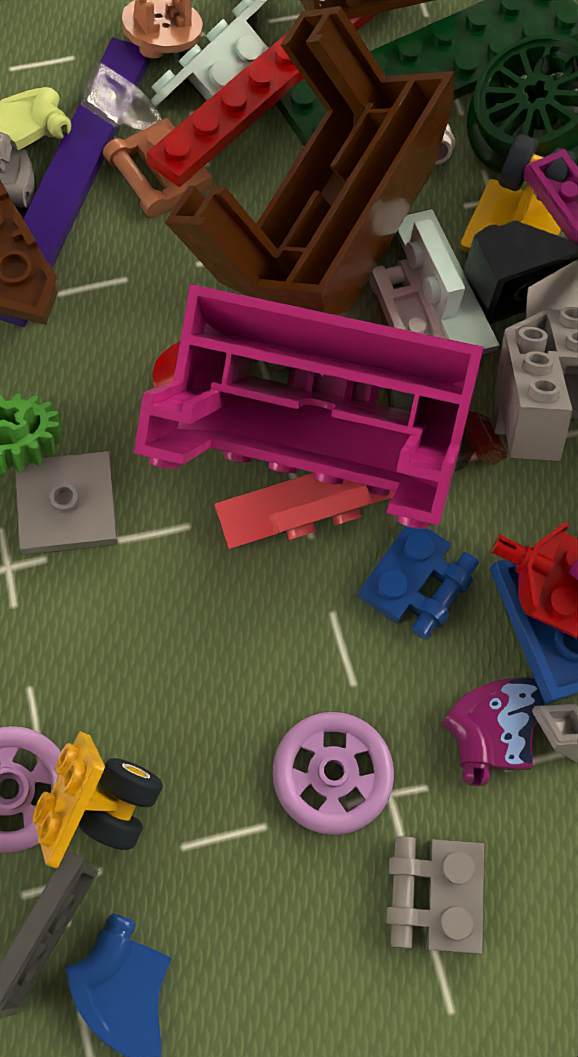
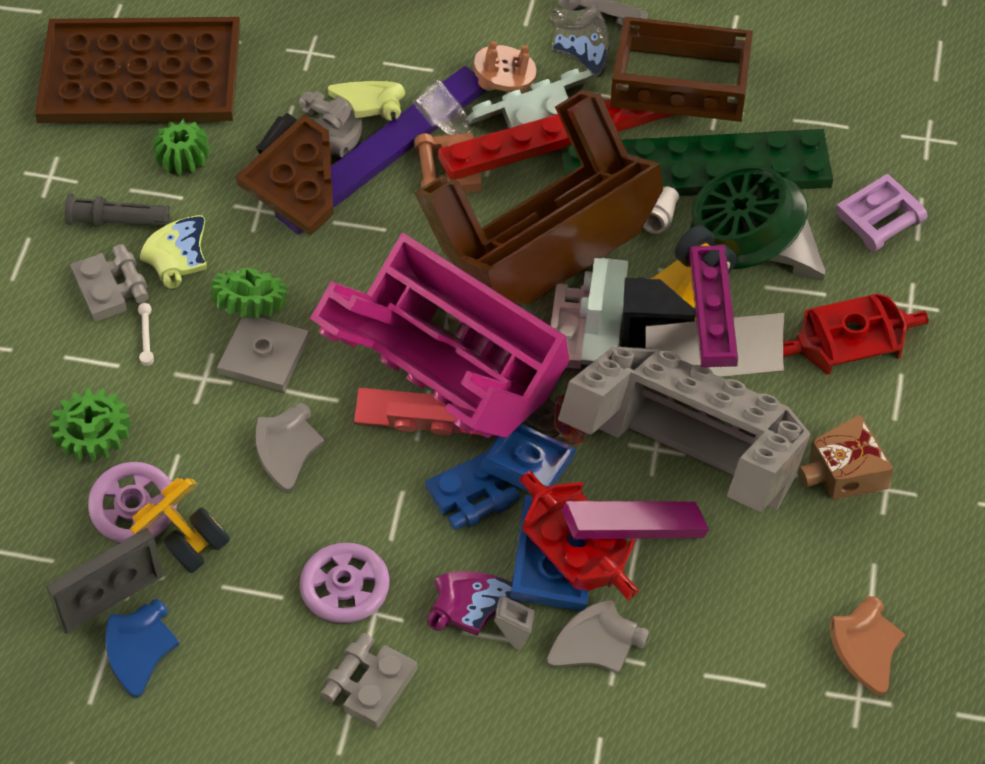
camera: 30 degrees right, 15 degrees down
(160, 616) = (285, 444): none -> light grey arm
(474, 515) = (526, 451): none -> blue plate

